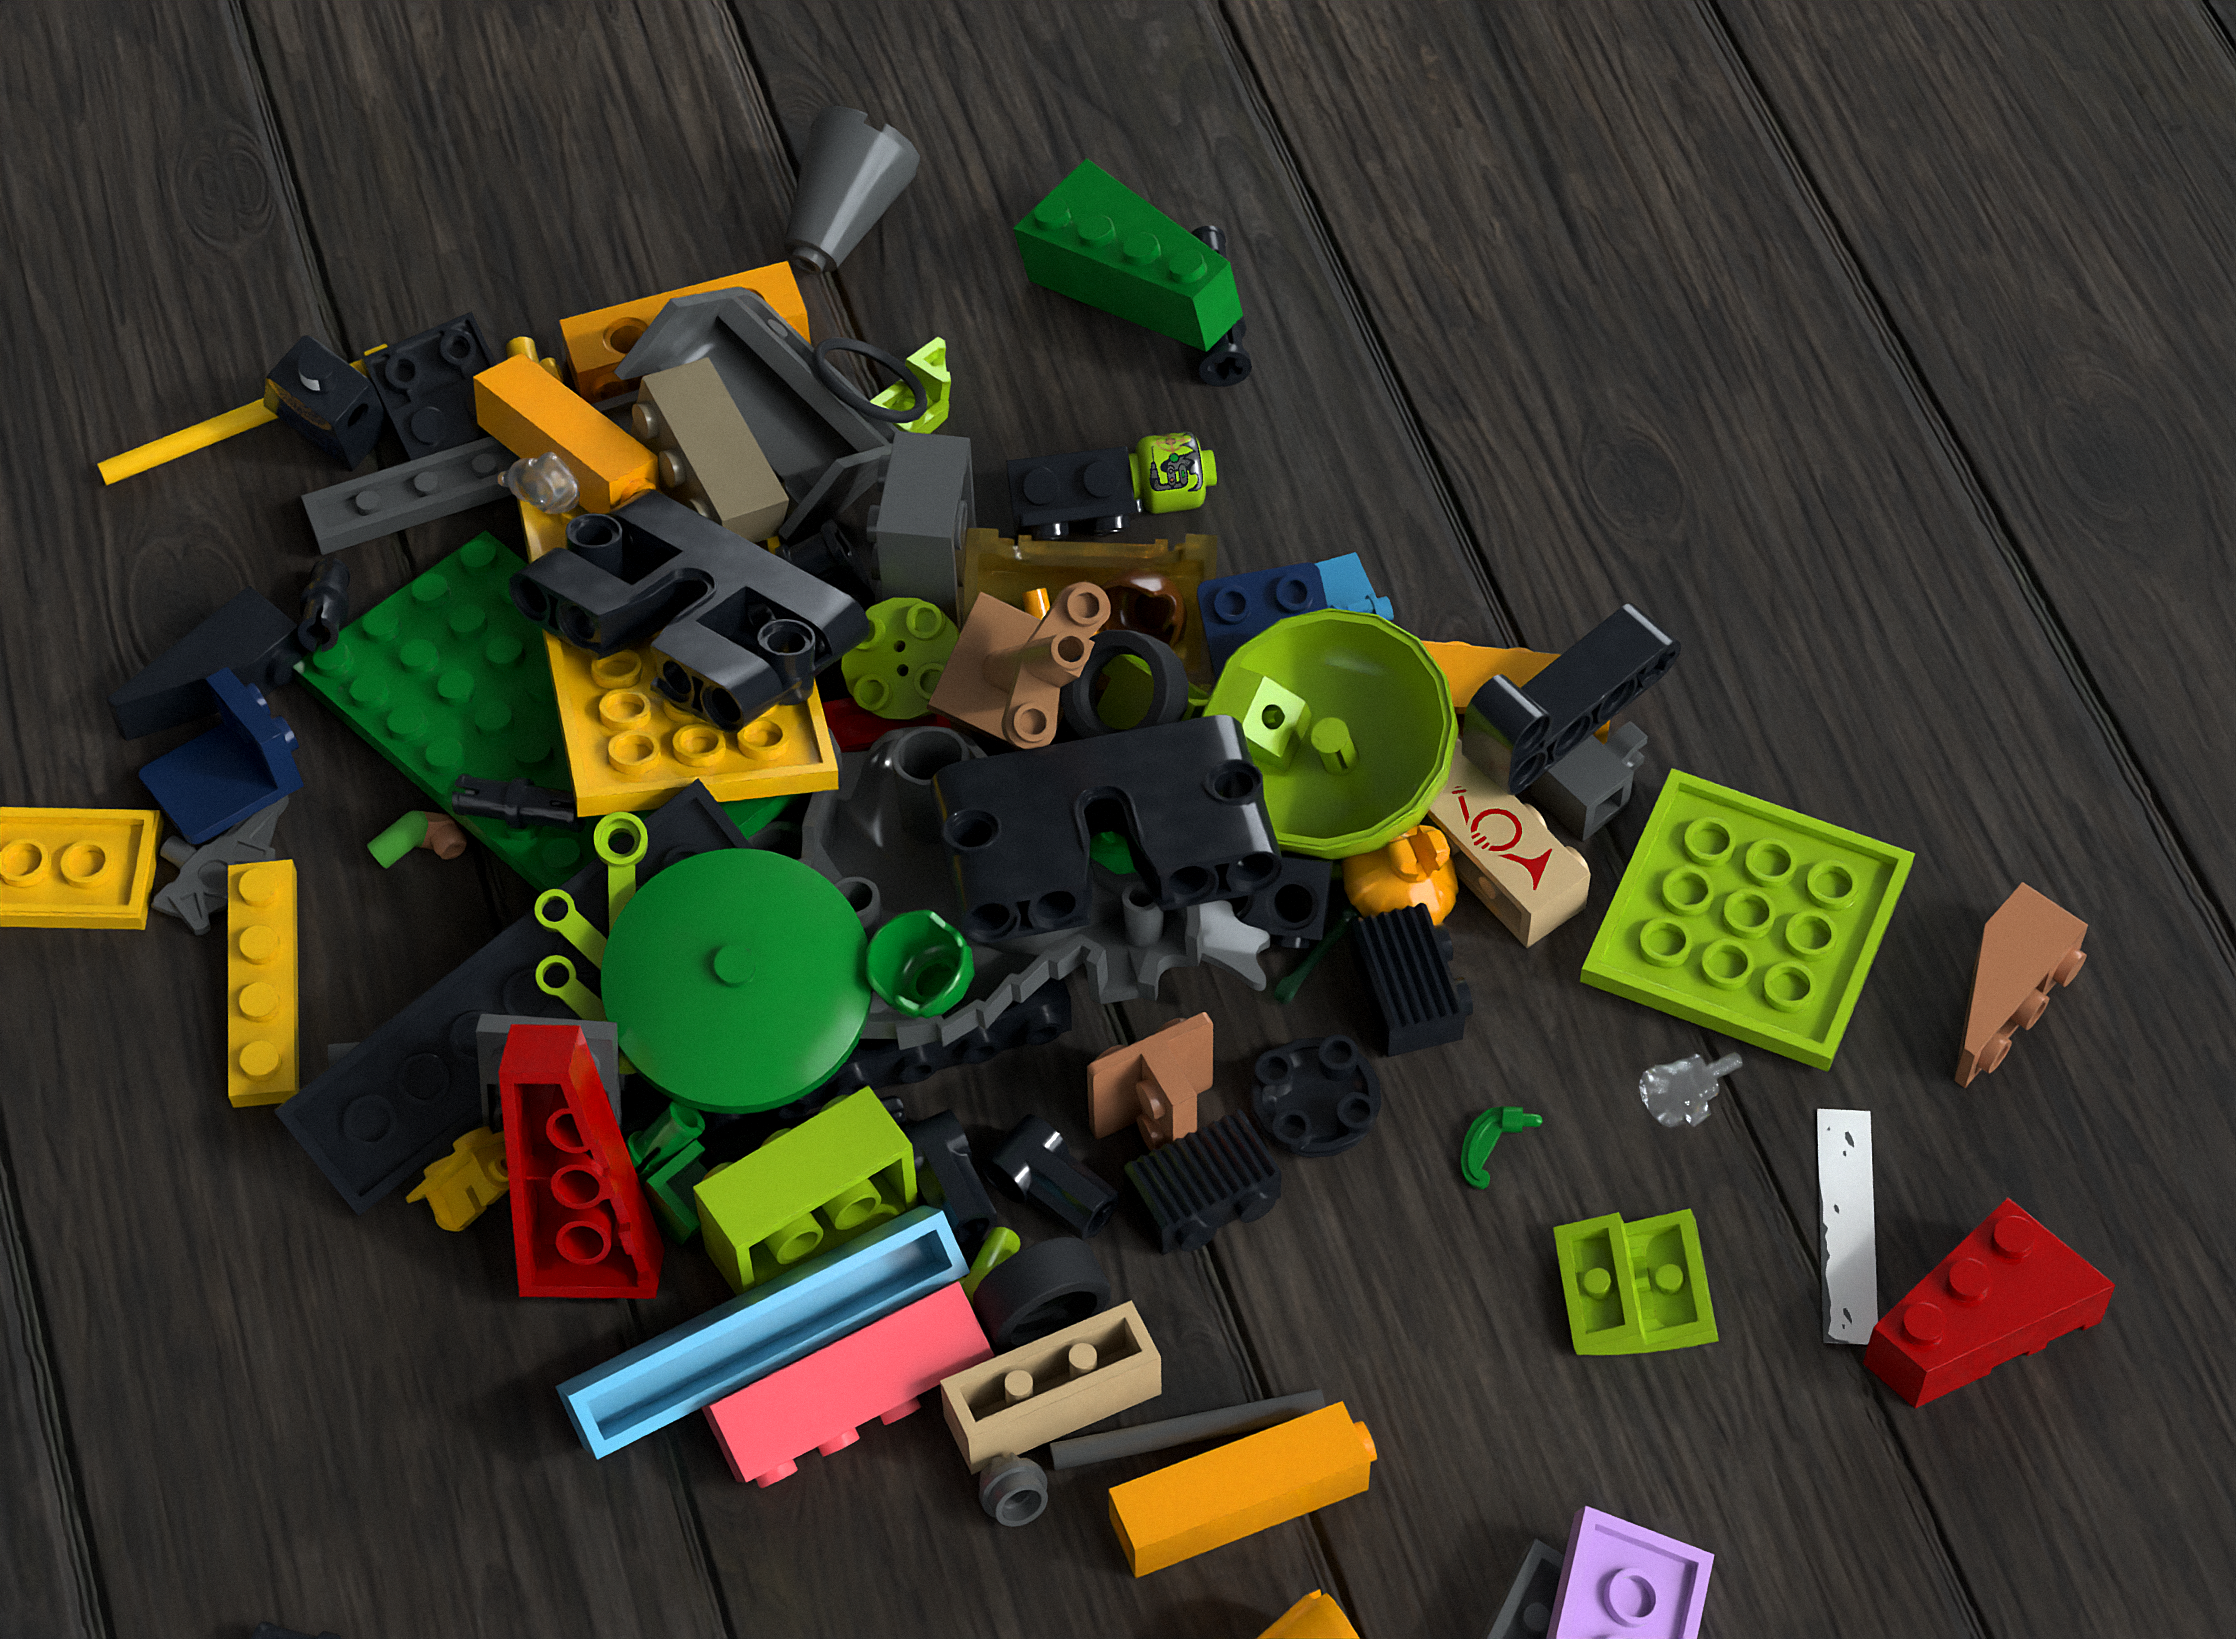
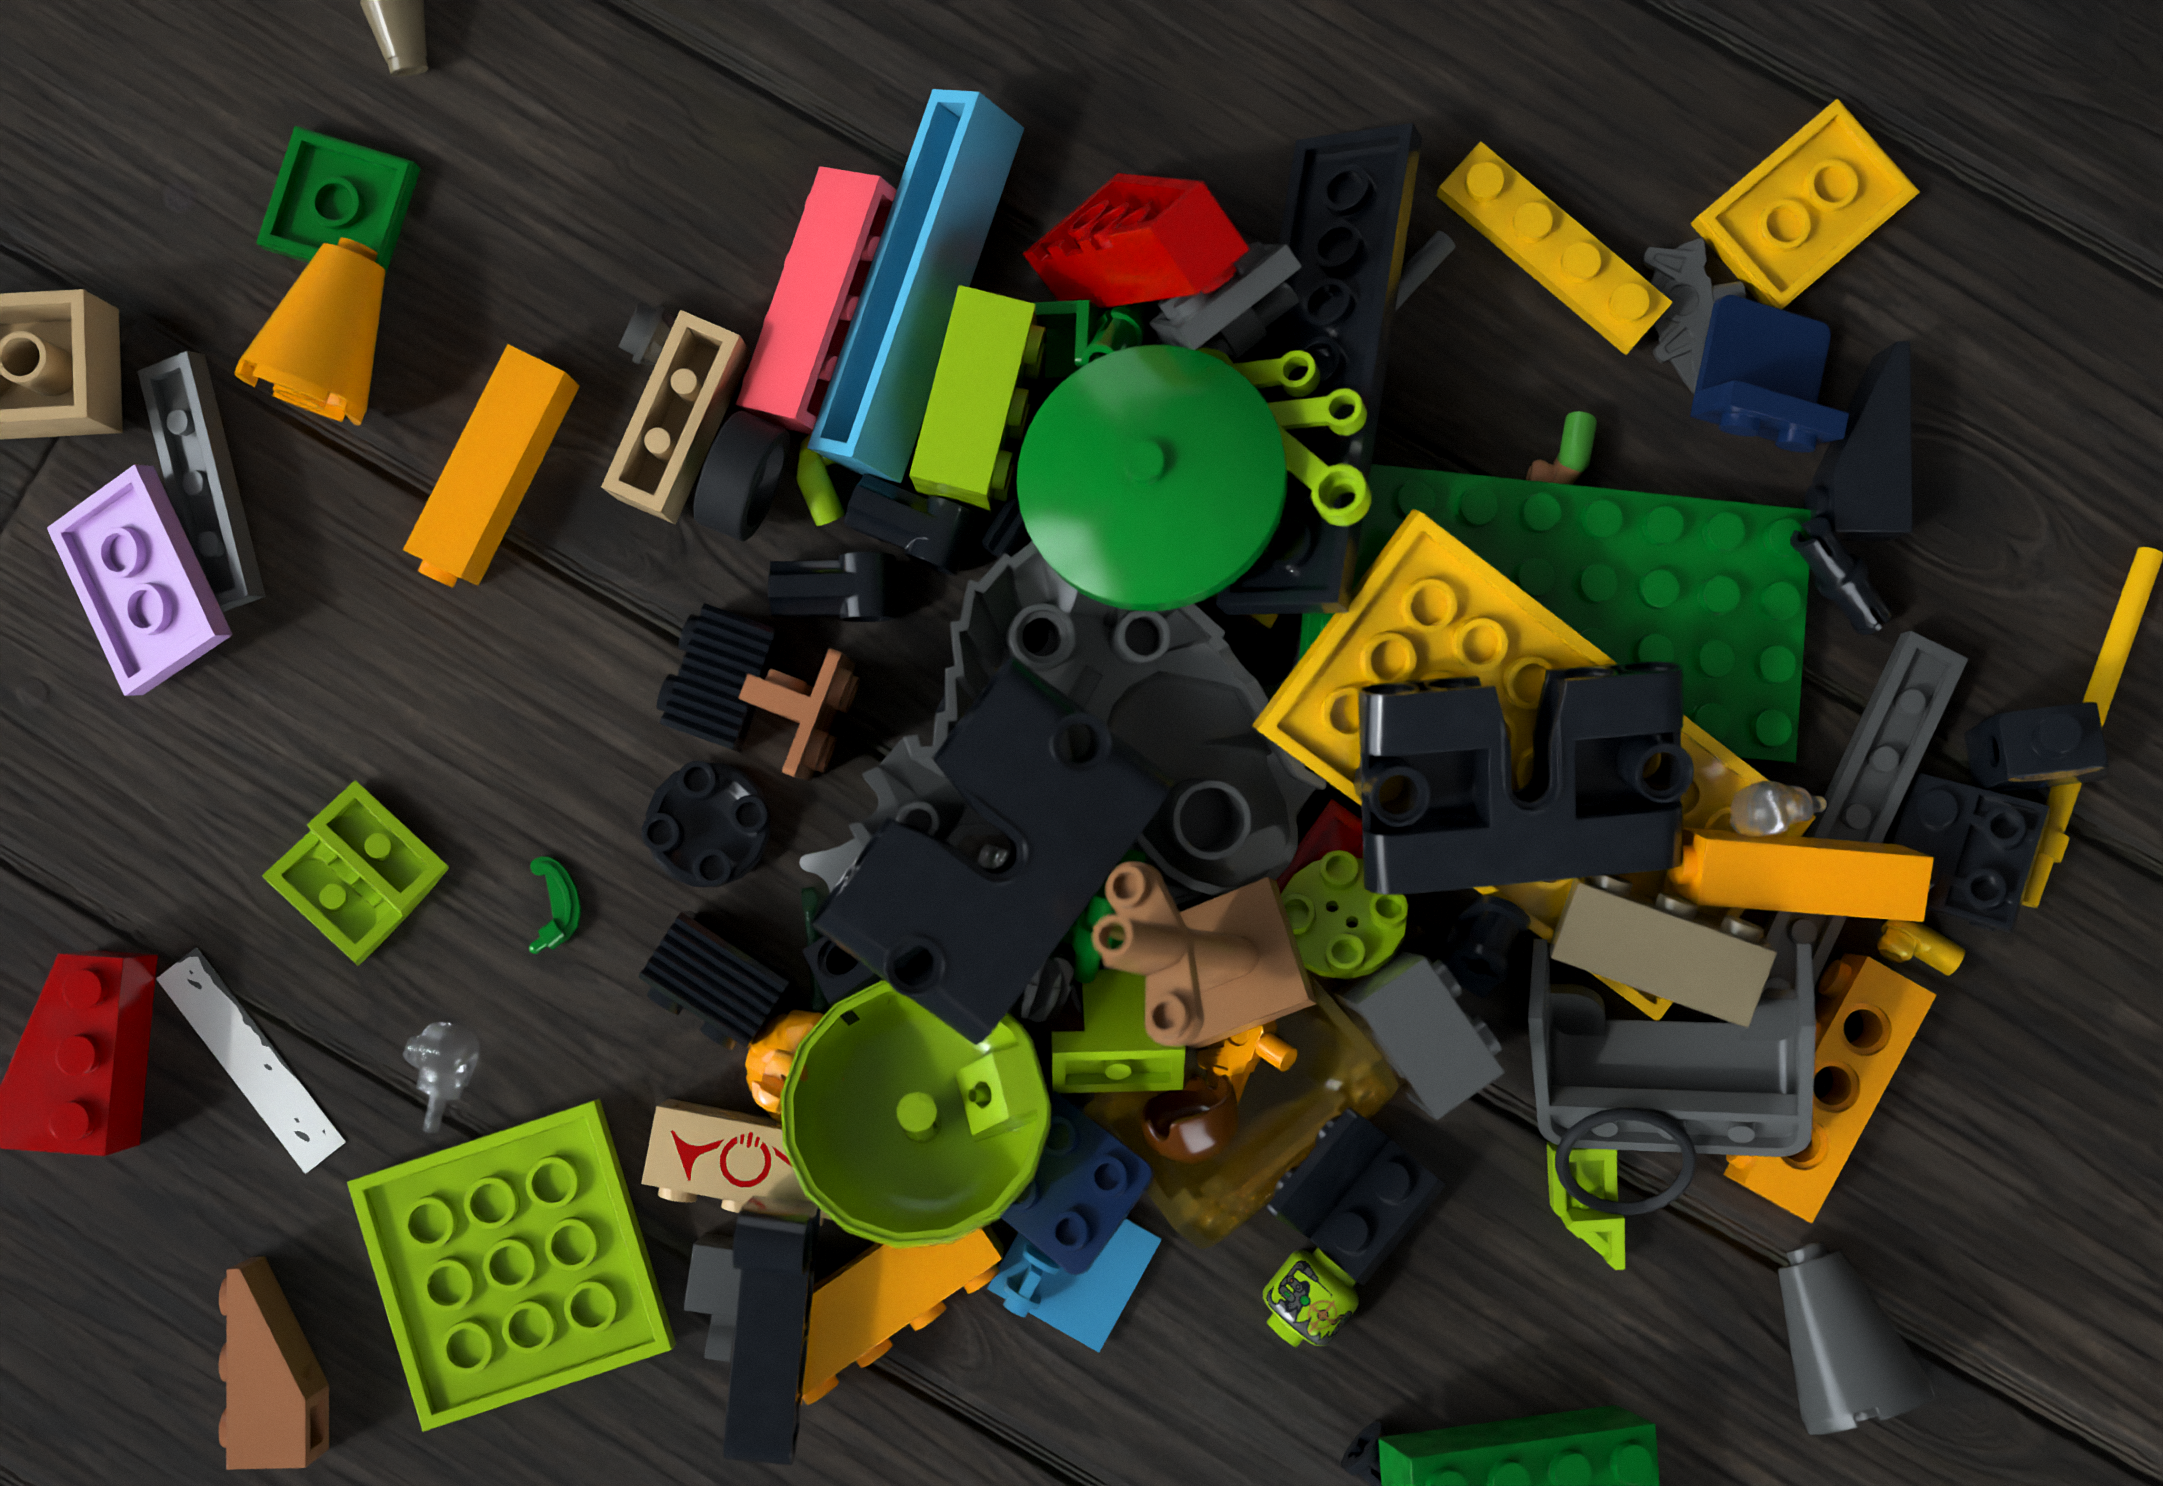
camera: 135 degrees right, 30 degrees up
(466, 1180) = (1248, 205): yellow hinge -> none
(516, 803) = (1490, 503): black pin -> none
(919, 964) = (1016, 598): green hair -> none
(1168, 673) = (1096, 1055): black tyre -> none
(1184, 1429) = (567, 501): dark grey bar -> none

